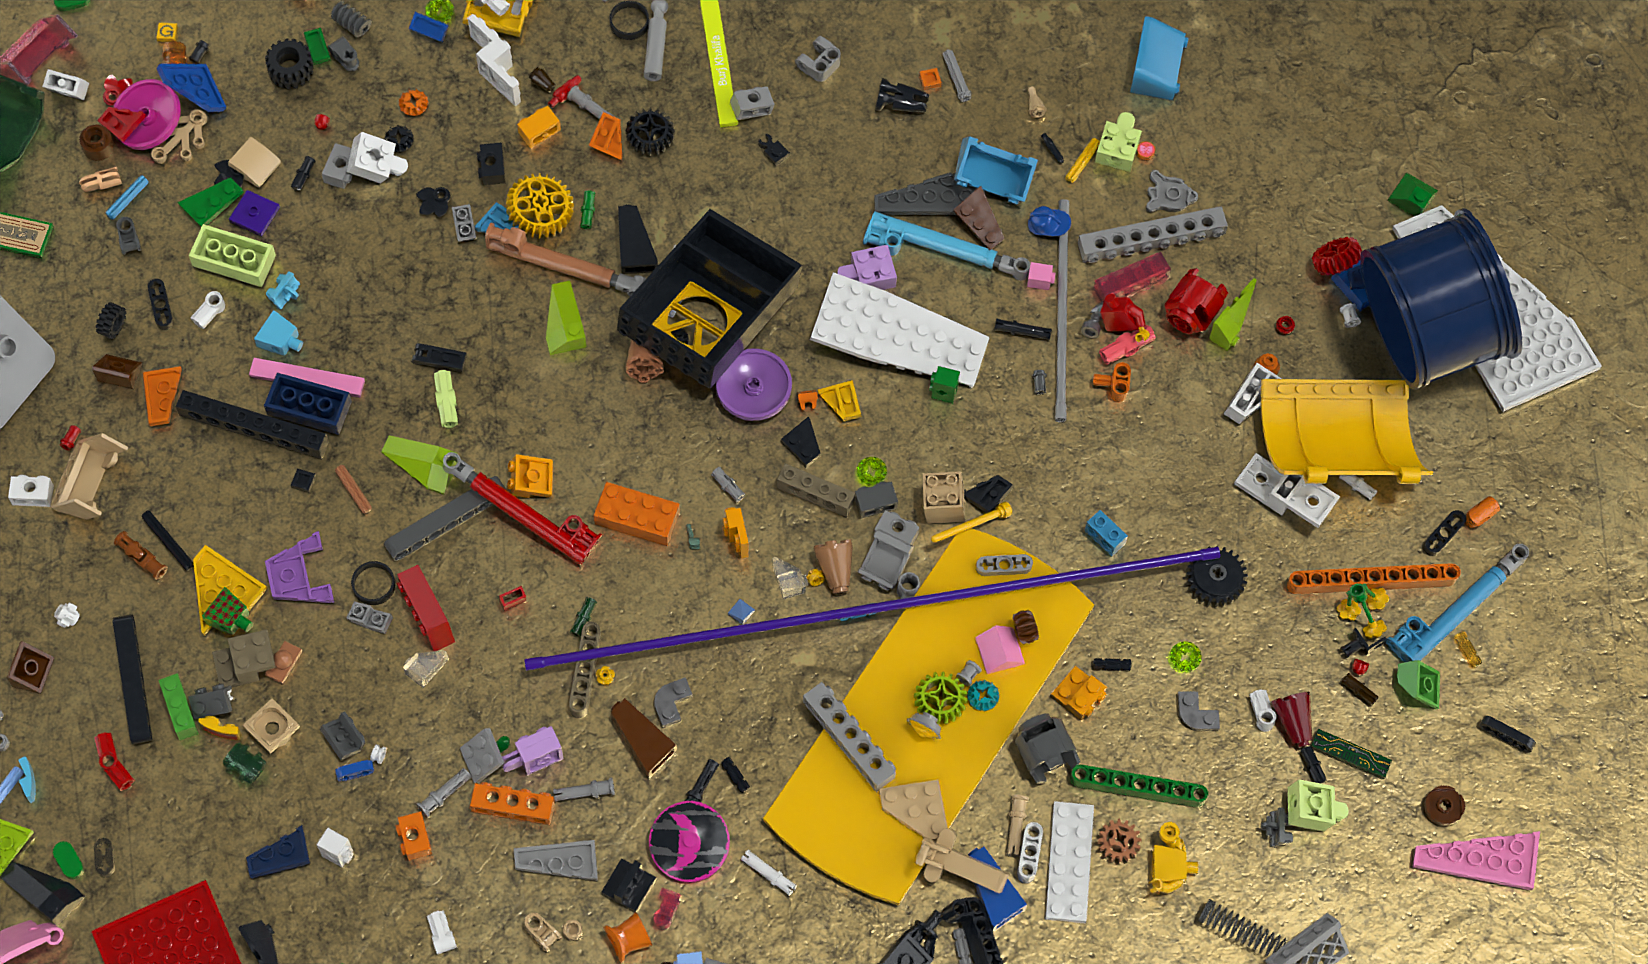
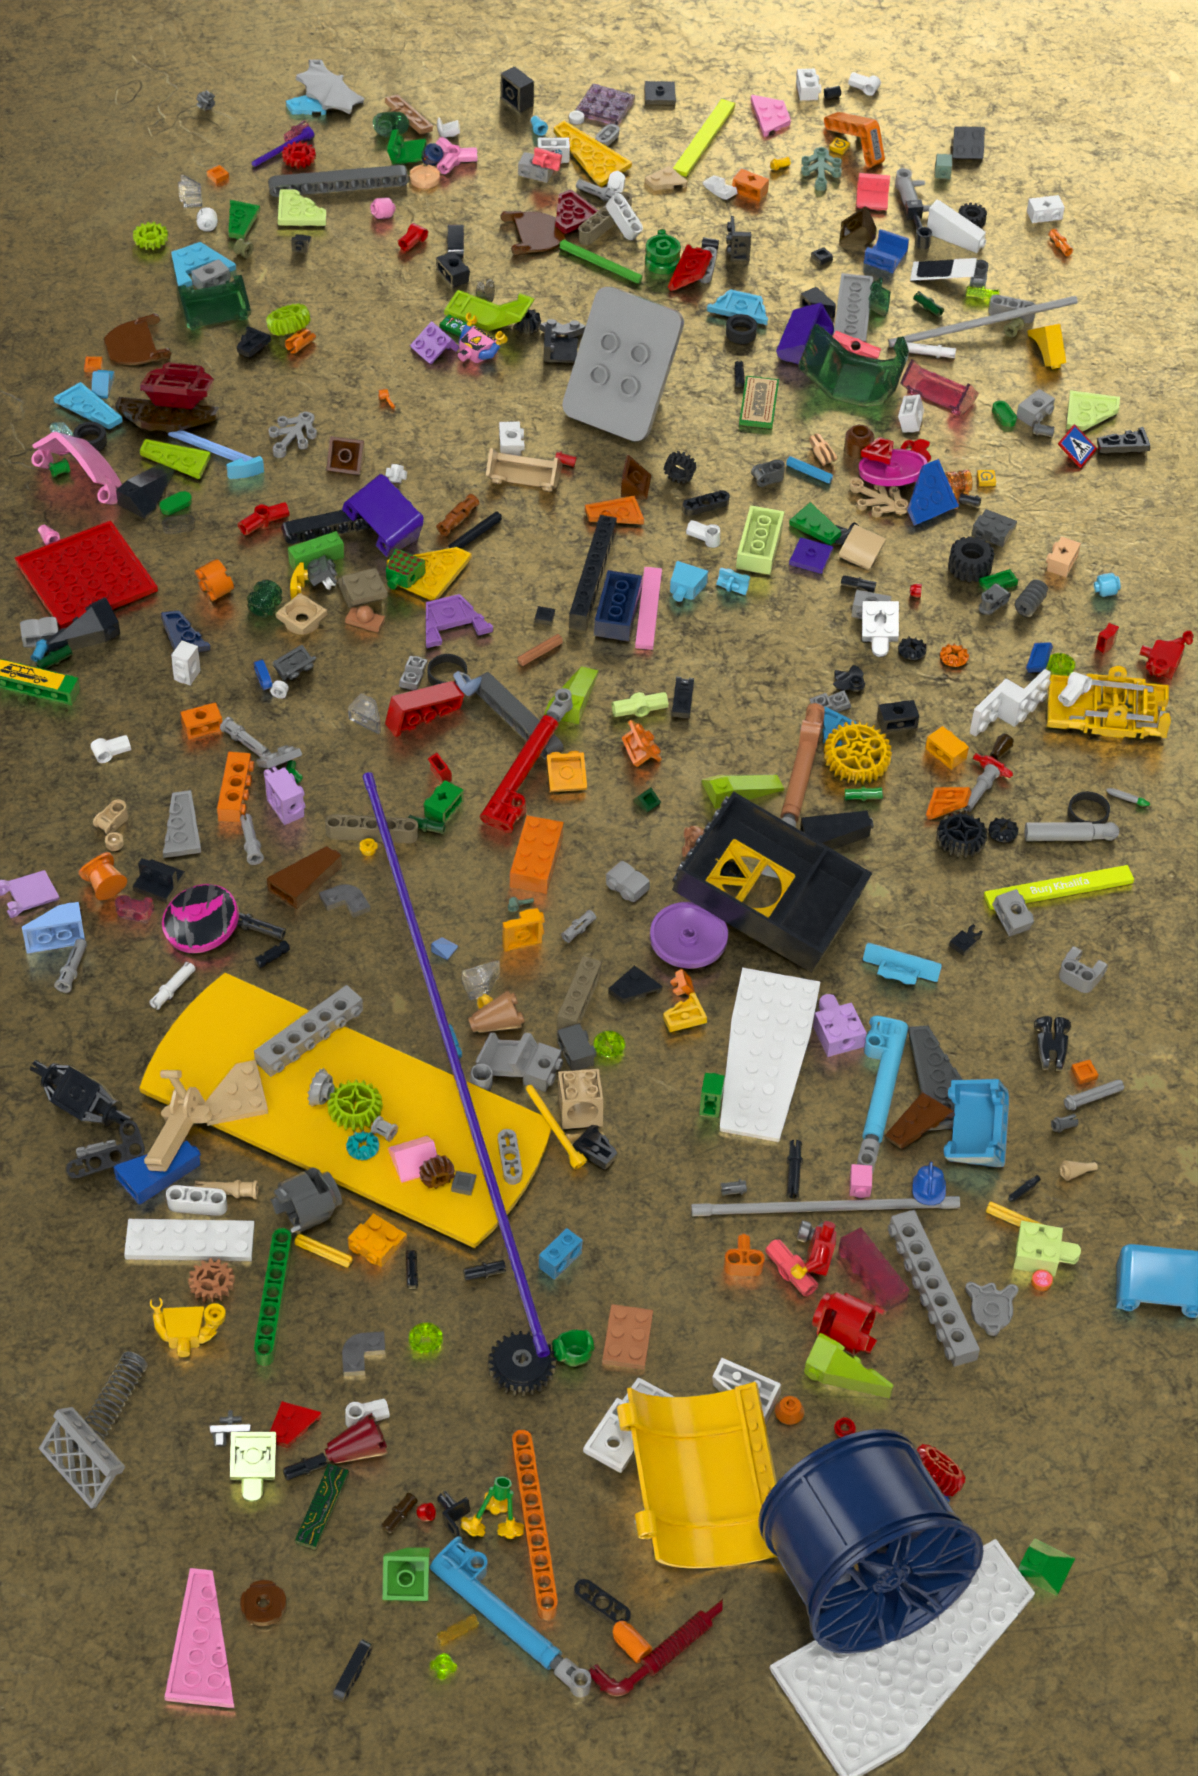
camera: 85 degrees right, 15 degrees down
(140, 625) = (387, 513): none -> dark purple windscreen
(210, 814) = (214, 580): none -> orange brick
(241, 37) = (993, 527): none -> dark grey plate
(403, 562) = (465, 683): none -> sand blue plate
(503, 404) = (640, 744): none -> orange bracket
(551, 589) = (443, 802): none -> green brick
(570, 407) = (647, 800): none -> dark green slope
(643, 103) = (1008, 834): none -> black gear
(678, 434) = (627, 881): none -> light grey brick
(803, 209) = (901, 965): none -> medium azure bracket
(986, 104) = (1062, 1123): none -> dark grey pin
(1032, 605) = (463, 1183): none -> dark grey tile
(1090, 737) = (323, 1250): none -> yellow axle
(1117, 600) = (484, 1270): none -> black axle
(1189, 487) = (627, 1337): none -> nougat plate
(1205, 529) = (573, 1347): none -> green hair
(1268, 777) = (292, 1423): none -> red wing
(1491, 488) = (661, 1655): none -> dark red piece
(1501, 657) = (443, 1659): none -> clear neon green plate

